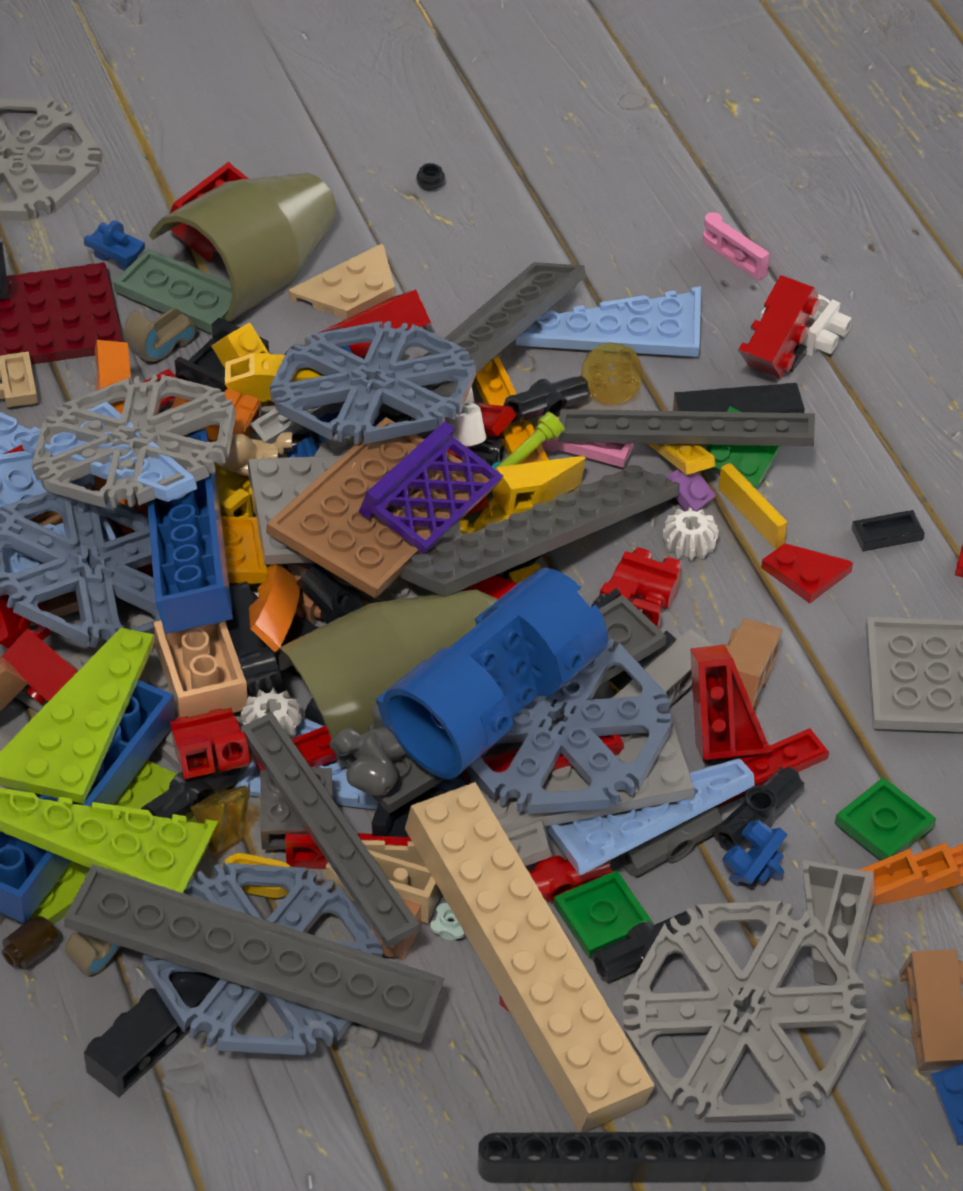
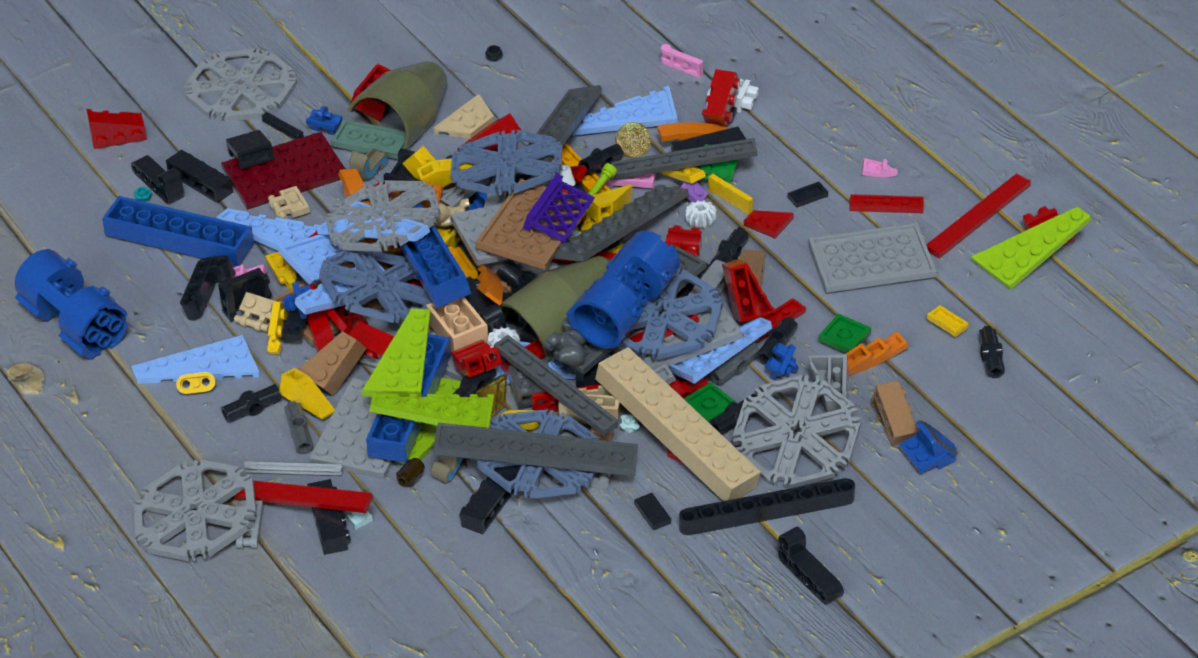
camera: 10 degrees left, 5 degrees down
(47, 241) = (282, 125): none -> black axle
(438, 1118) = (652, 511): none -> black tile
(709, 374) = (686, 130): none -> orange slope
(726, 609) = (731, 248): none -> black piece

